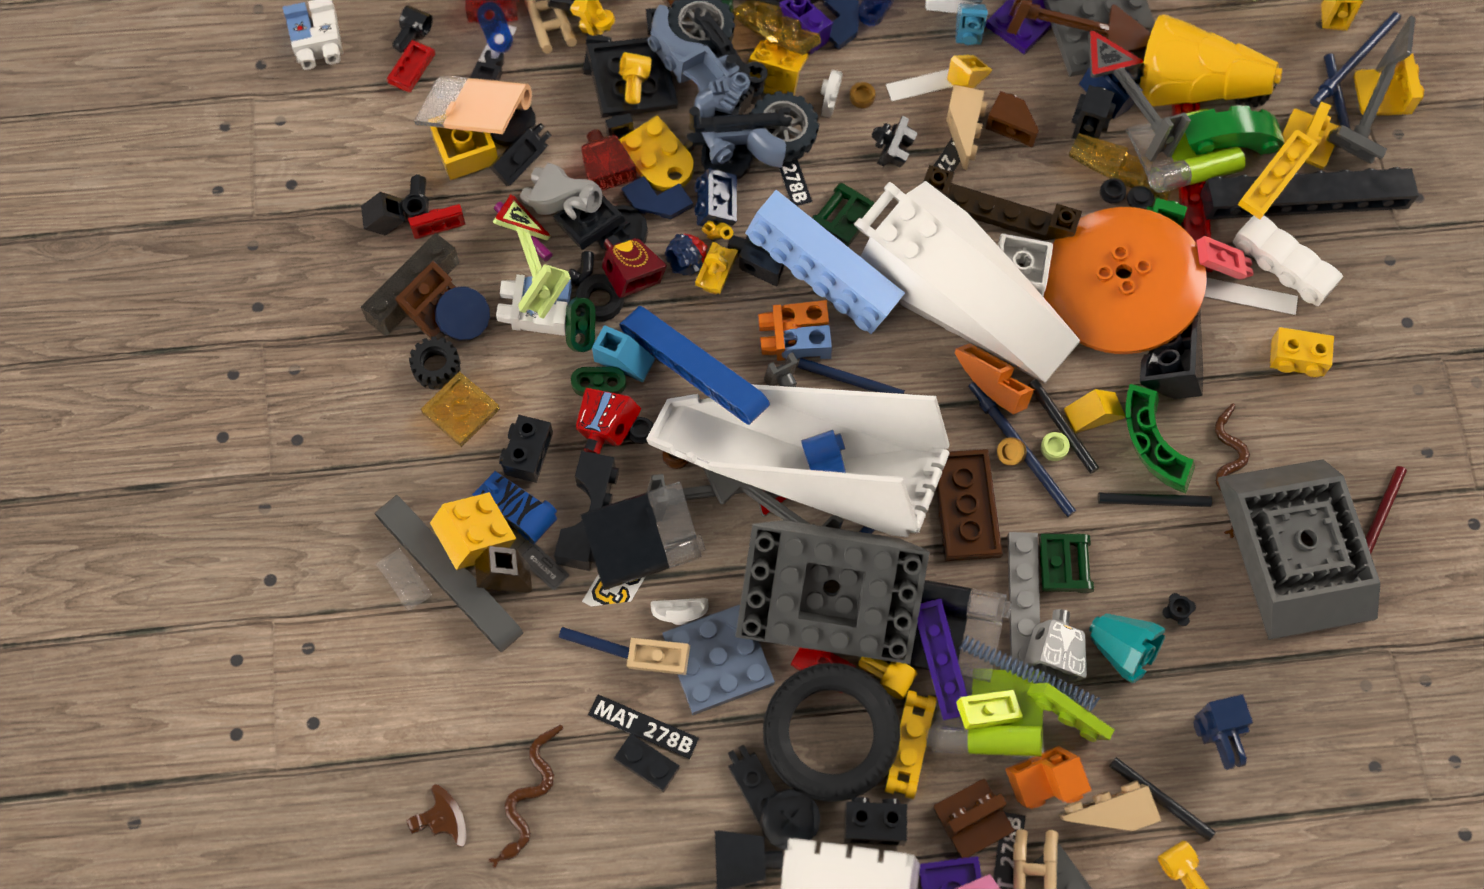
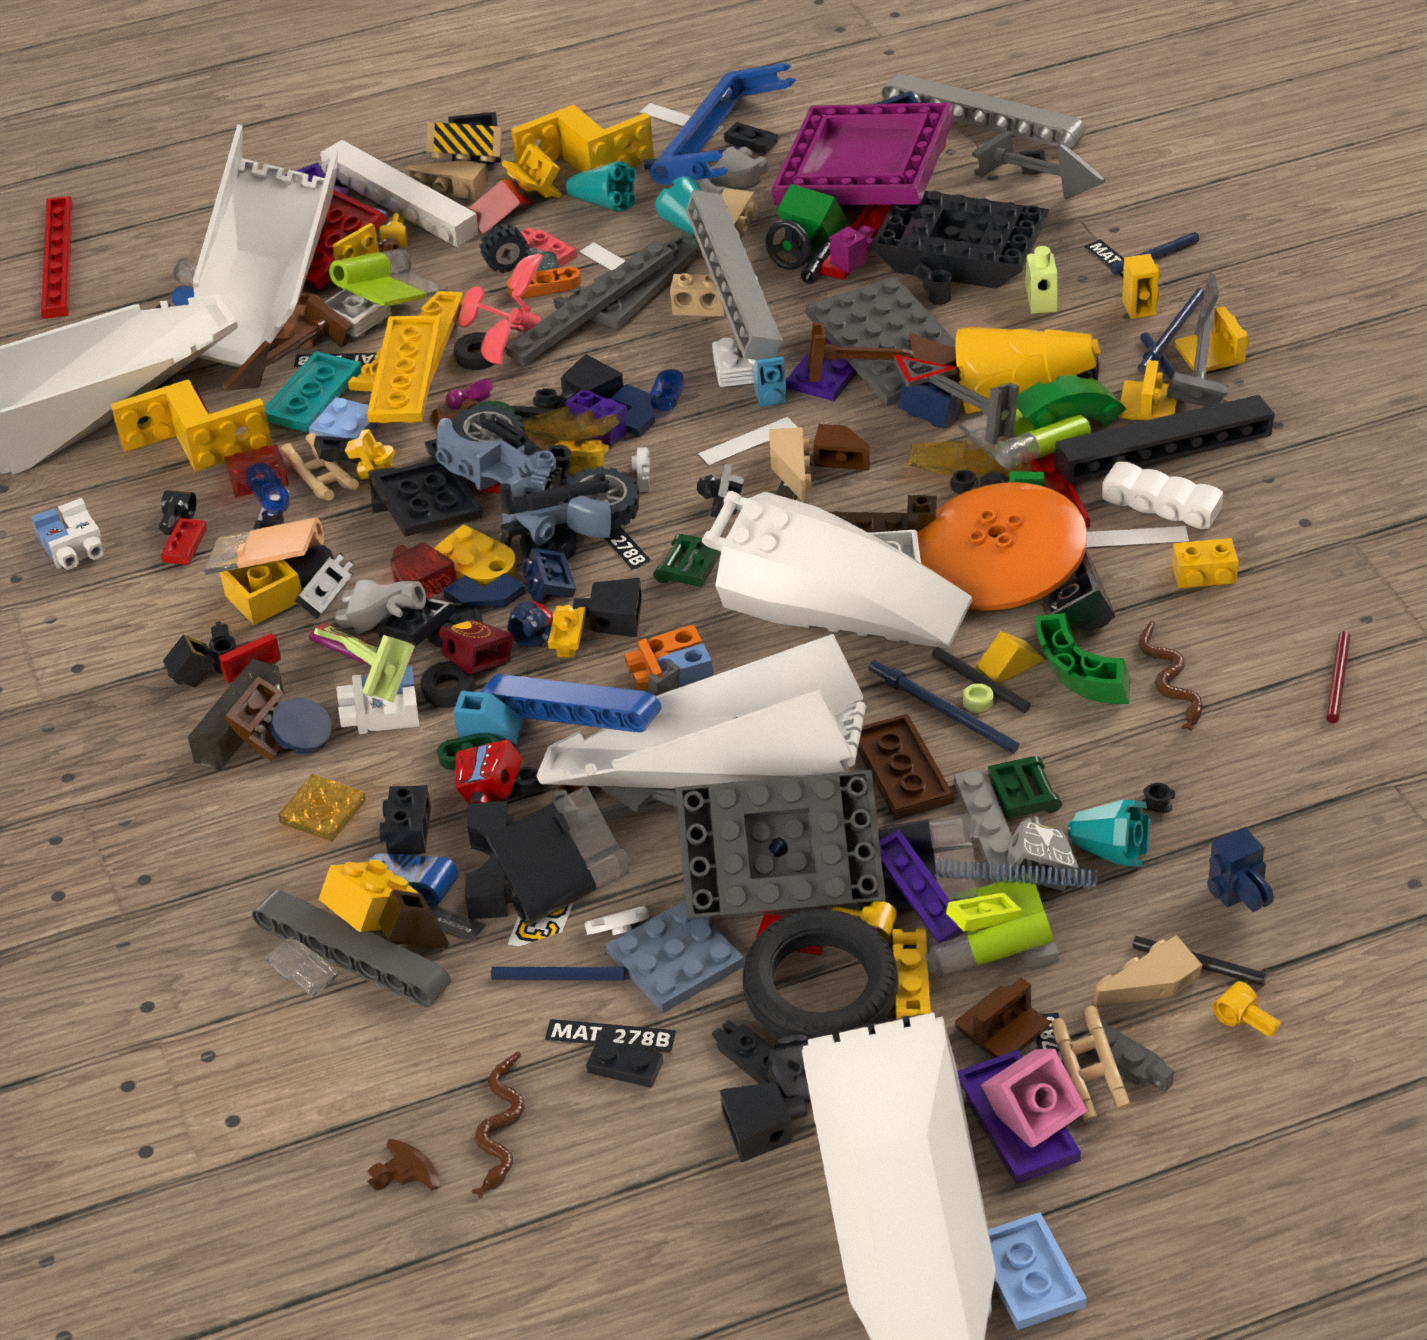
camera: 10 degrees left, 25 degrees down
(427, 350) = (278, 763): black tyre -> none
(580, 324) = (434, 706): dark green plate -> none
(585, 270) = (425, 661): black arm -> none
(619, 125) = (428, 534): black plate -> none
(634, 70) = (429, 484): yellow axle -> none
(658, 656) = (608, 957): tan plate -> none
(717, 231) = (564, 598): yellow arm -> none
(823, 262) = (680, 587): light blue brick -> none
(862, 95) = (676, 465): pearl gold tile -> none
(967, 71) = (777, 417): yellow slope -> none
(994, 378) = (895, 652): orange slope -> none
(1011, 451) = (933, 709): pearl gold tile -> none
(1053, 774) = (1072, 958): orange brick -> none
(1070, 712) = (1071, 896): lime plate -> none
(1093, 112) = (920, 417): black brick -> none
(1154, 499) = (1098, 717): black bar -> none
(1224, 258) = (1097, 504): coral hinge -> none
(1278, 174) = (1124, 420): yellow plate -> none
(1294, 583) = (1275, 740): dark grey slope -> none

